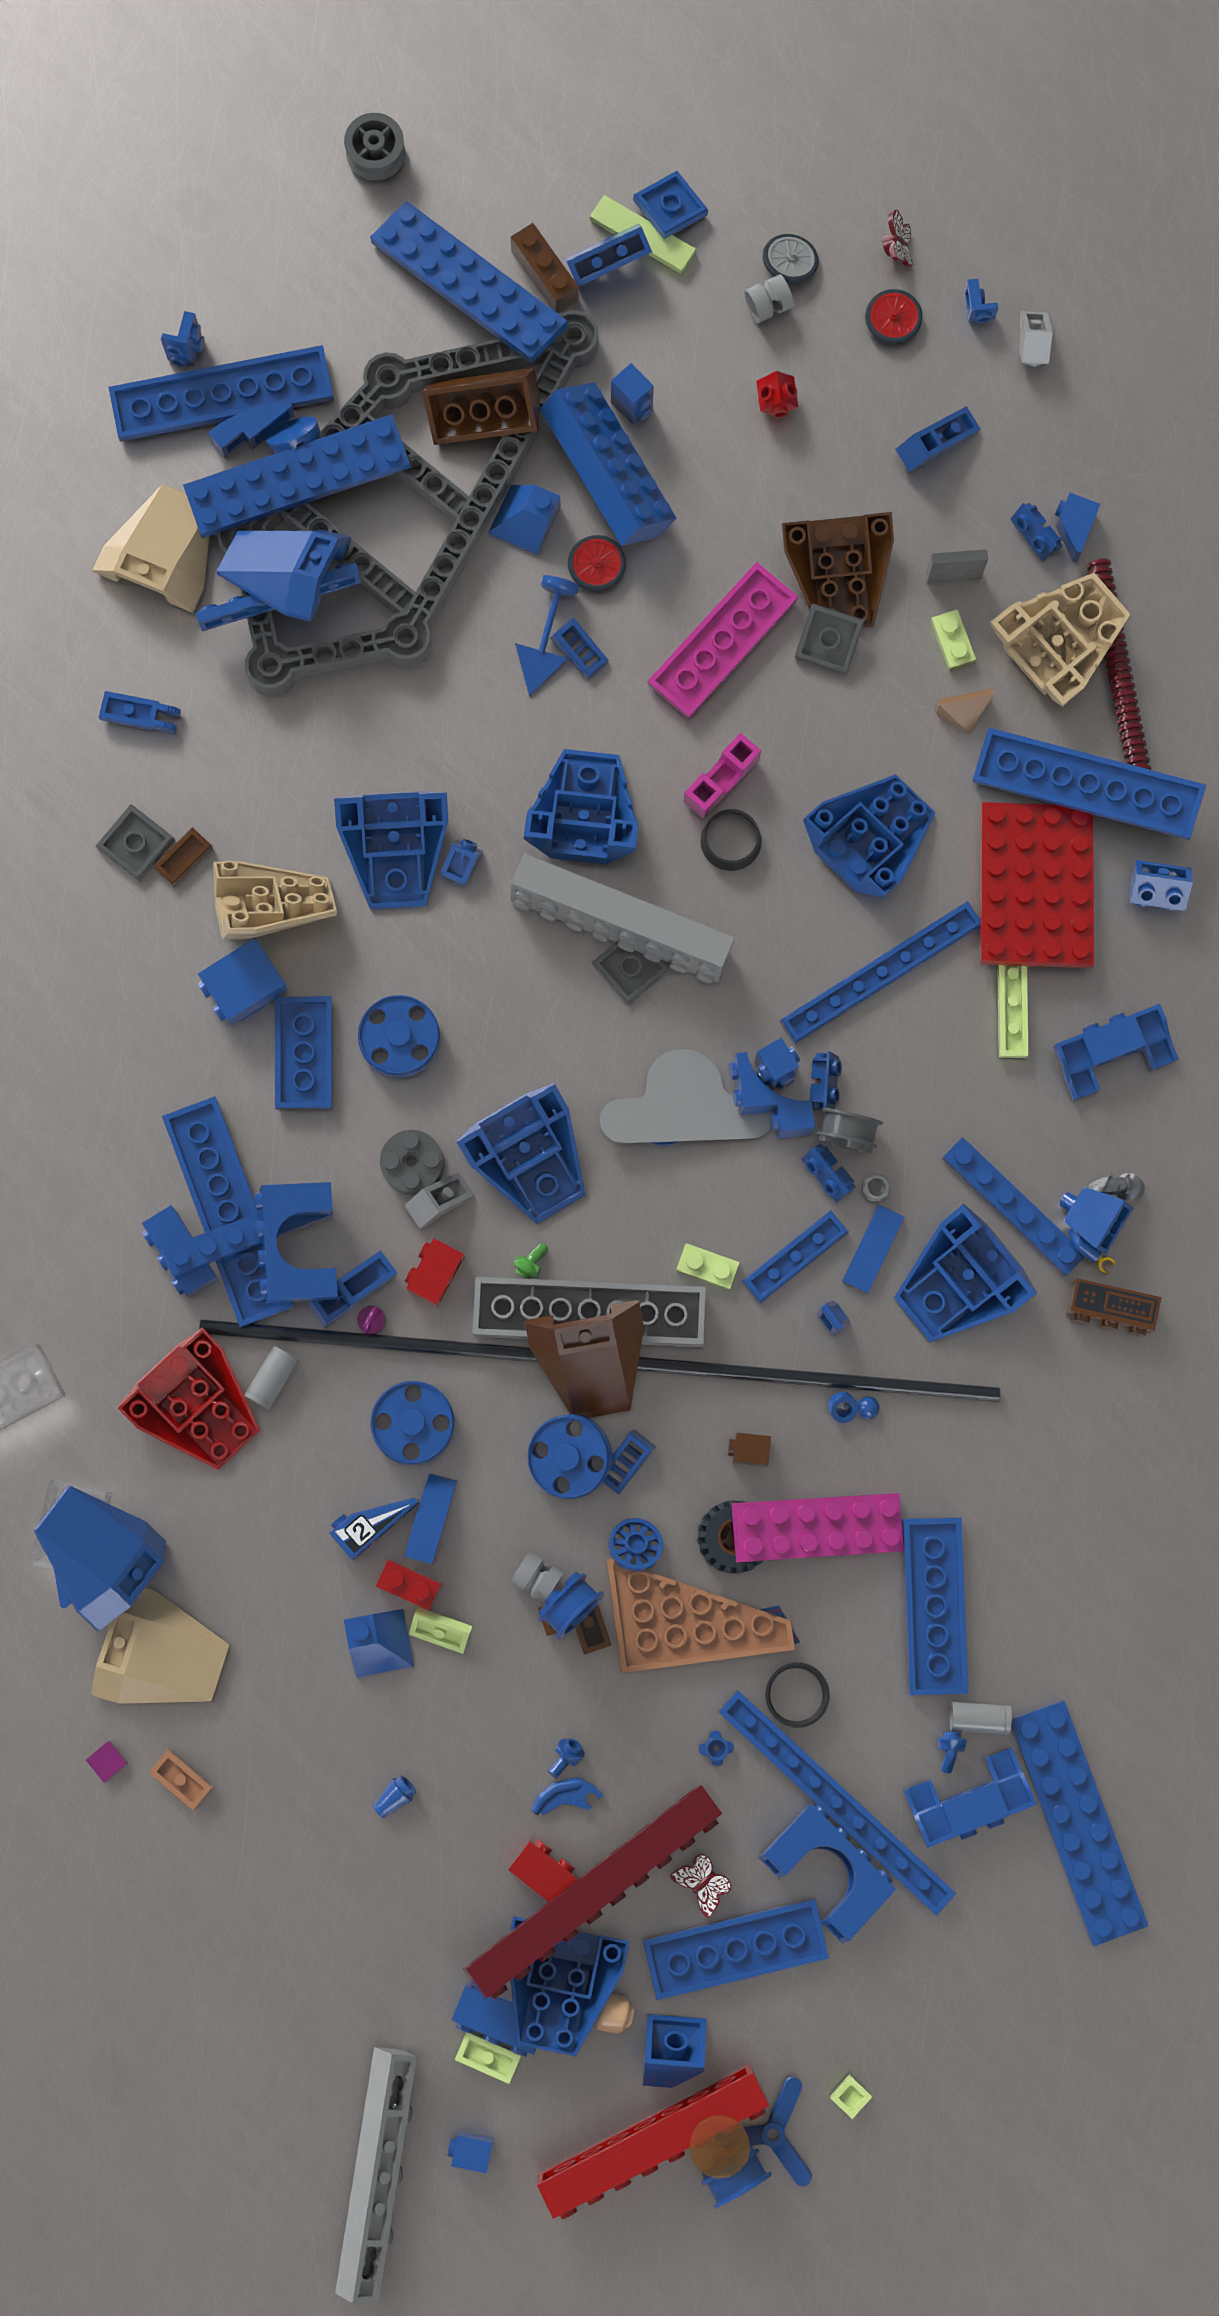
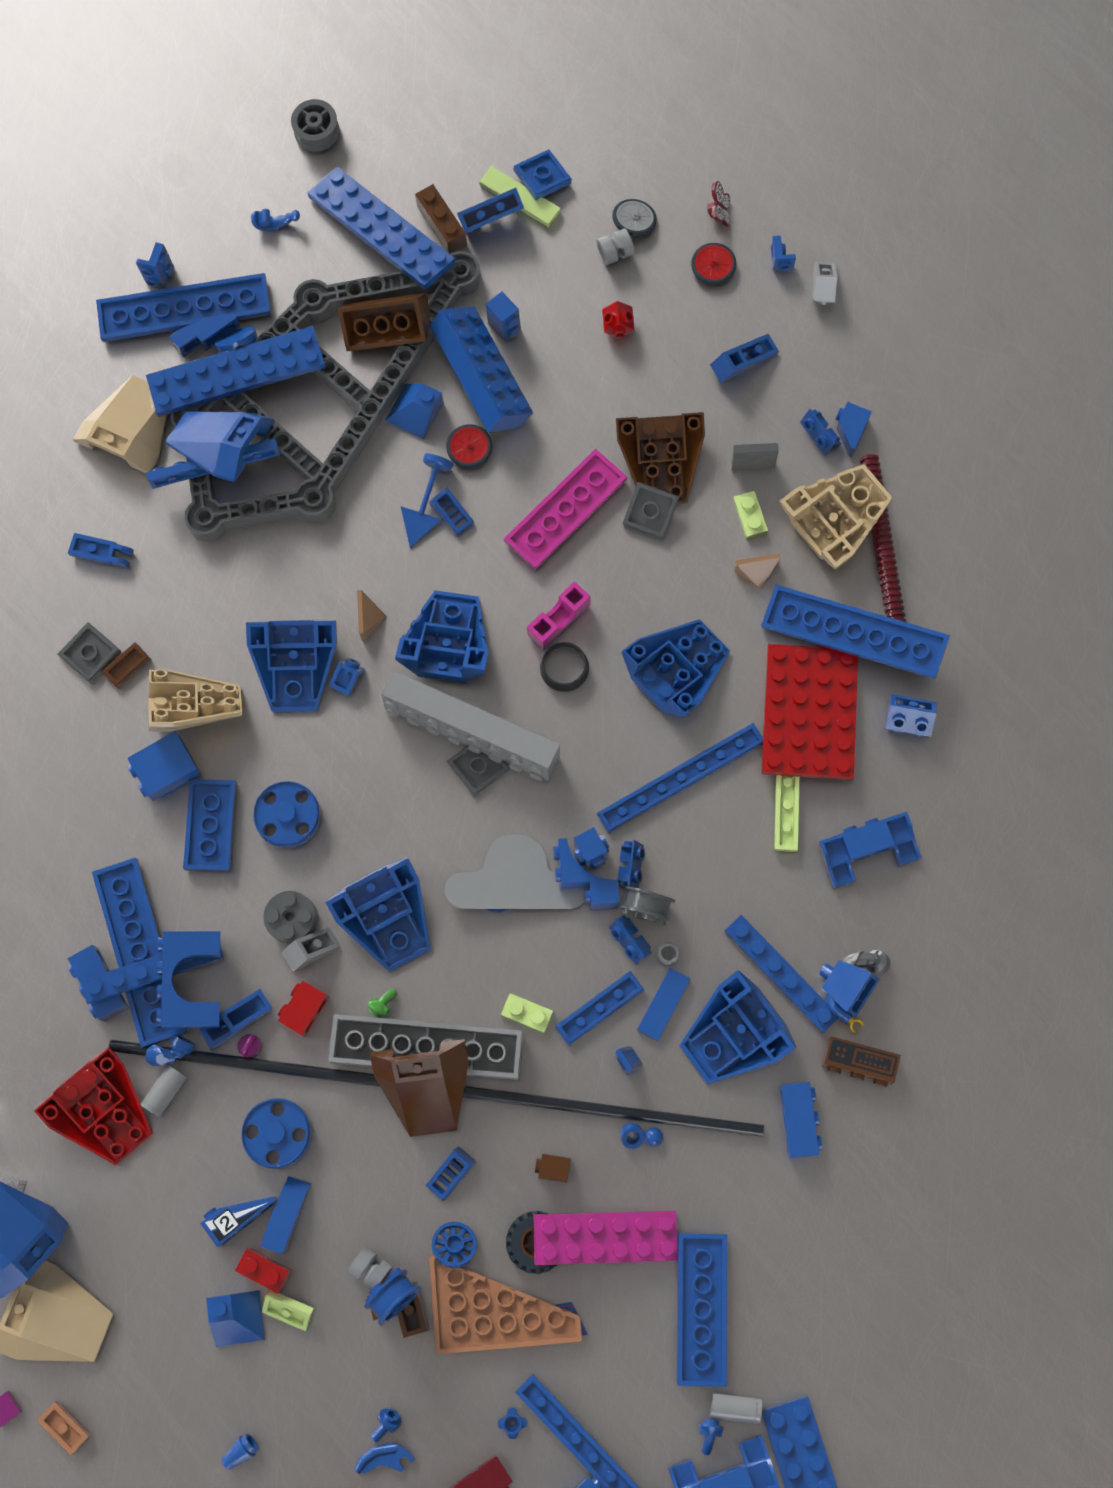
camera: 10 degrees right, 5 degrees down
(262, 1336) = (159, 1056): none -> blue arm
(317, 276) = (263, 221): none -> blue piece
(485, 783) = (368, 615): none -> medium nougat slope
(569, 1456) = (403, 1167): blue piece -> none
(825, 1696) = (568, 1401): black tyre -> none
(1043, 1379) = (800, 1120): none -> blue brick

